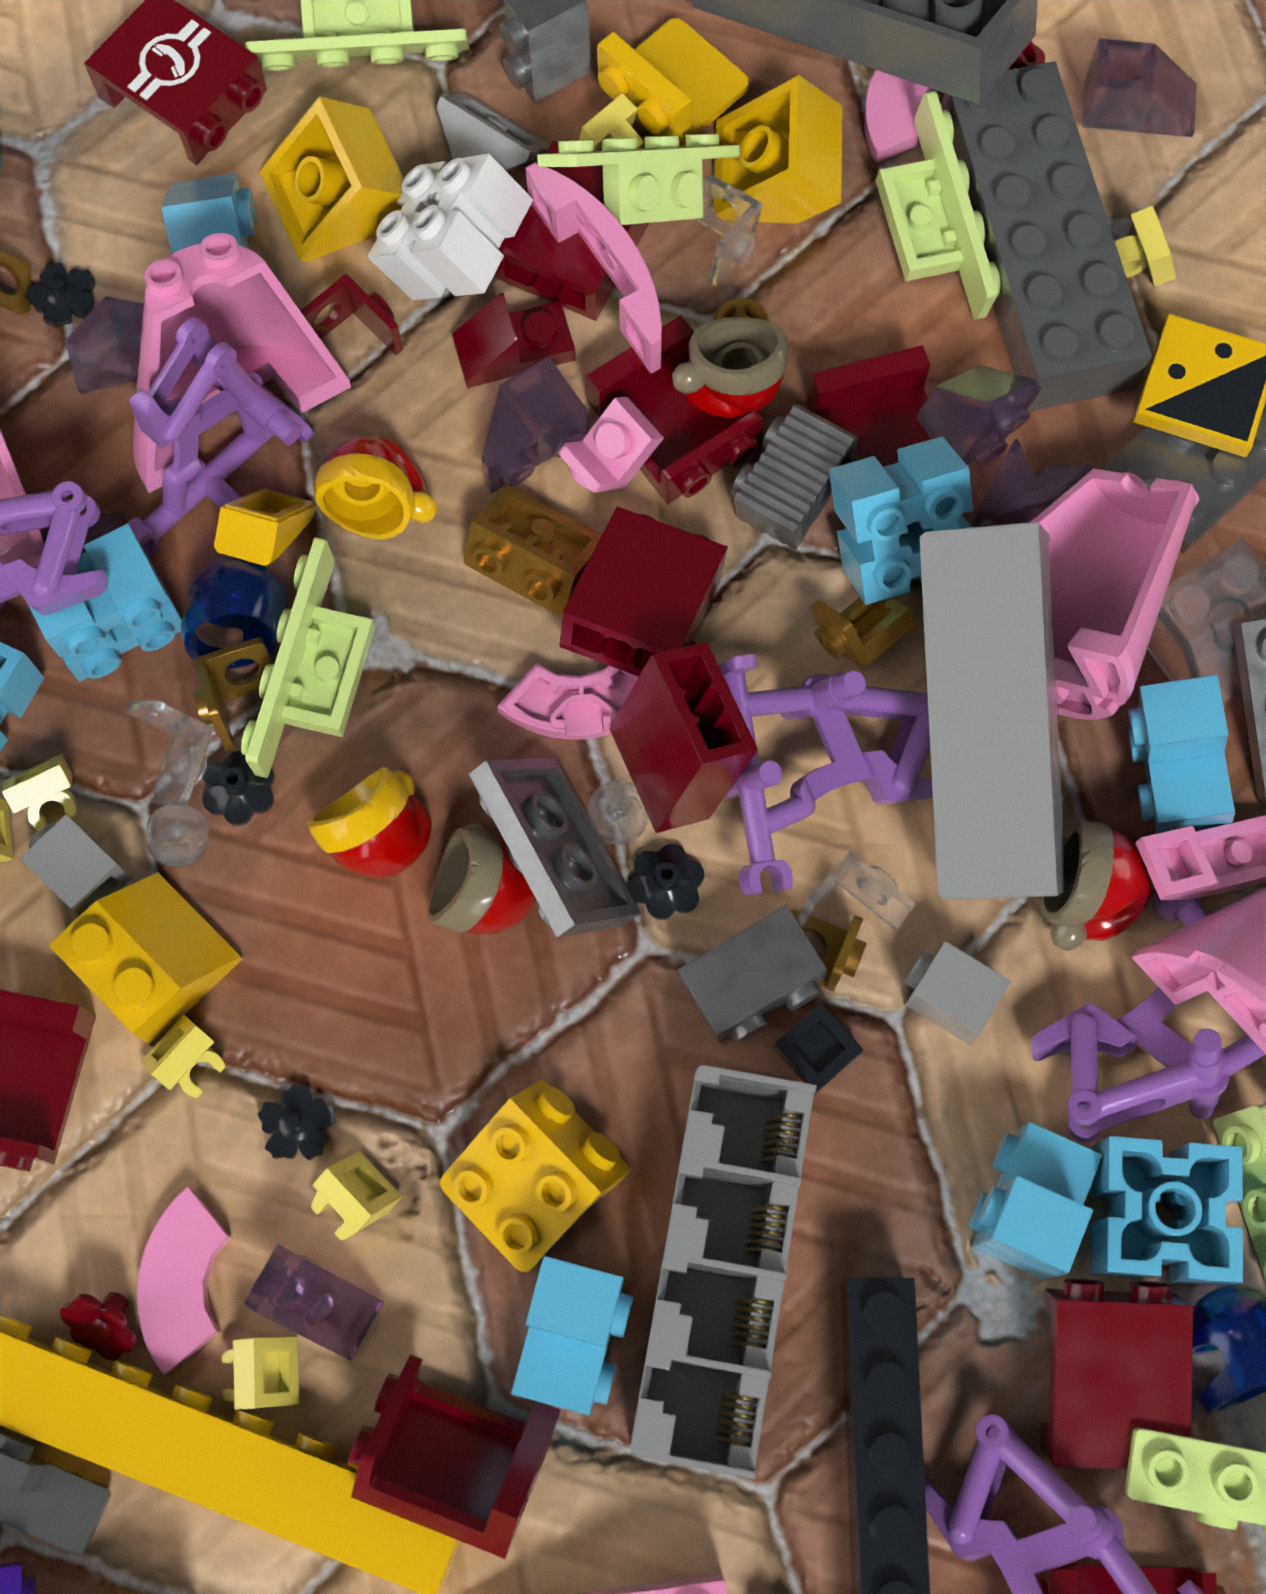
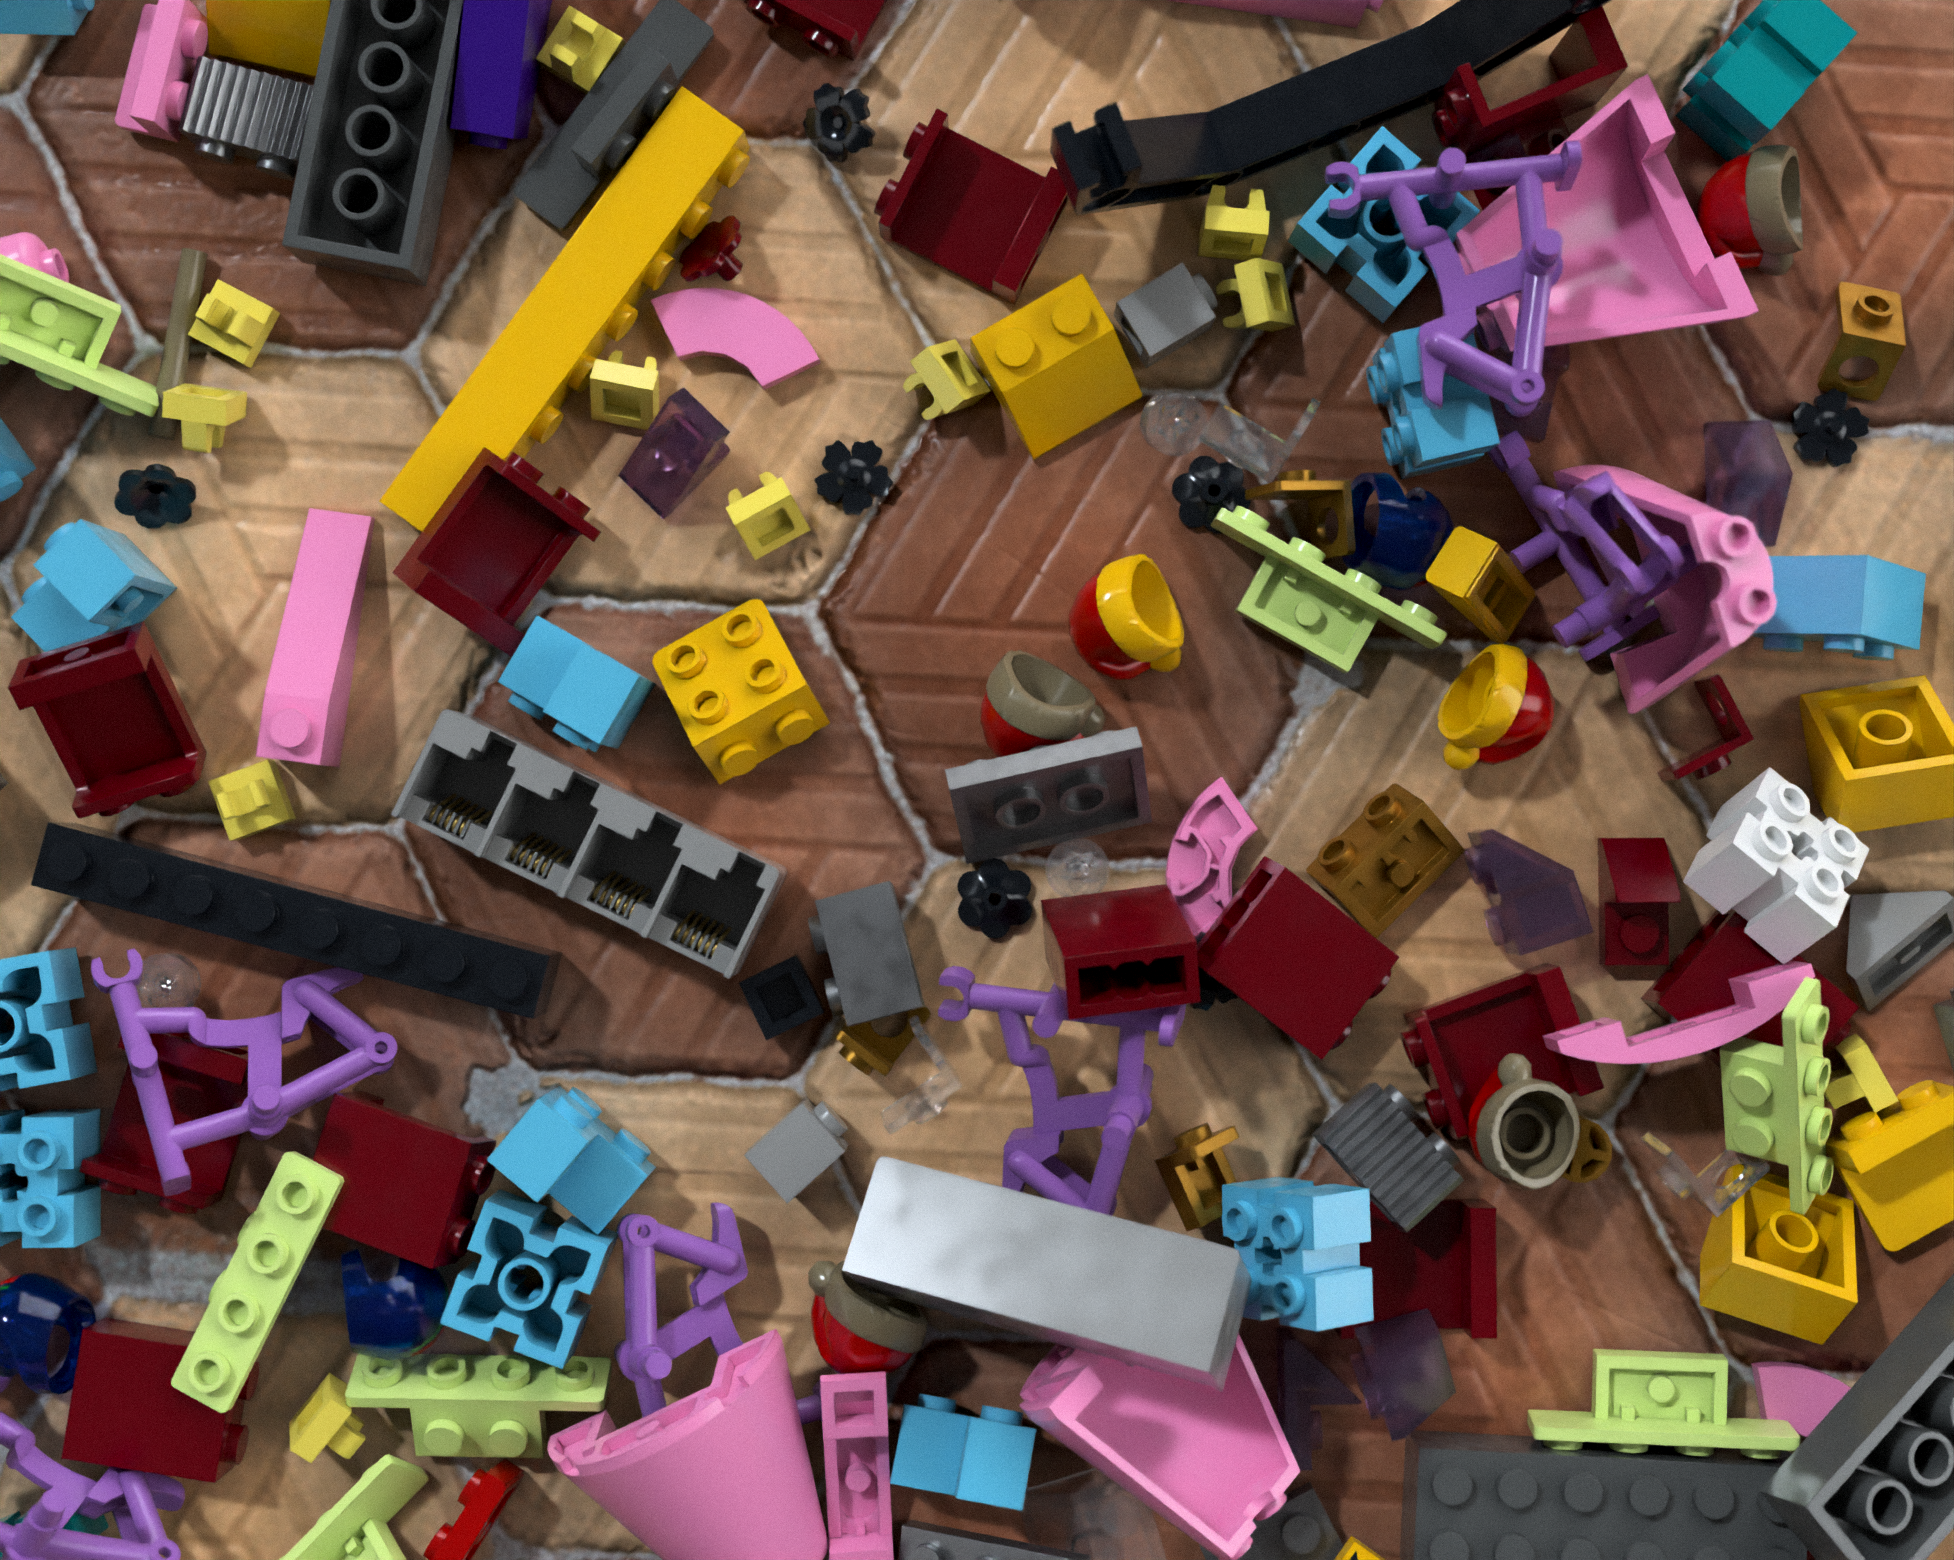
camera: 105 degrees right, 15 degrees up
(612, 448) = (1474, 971): bright pink bracket -> none

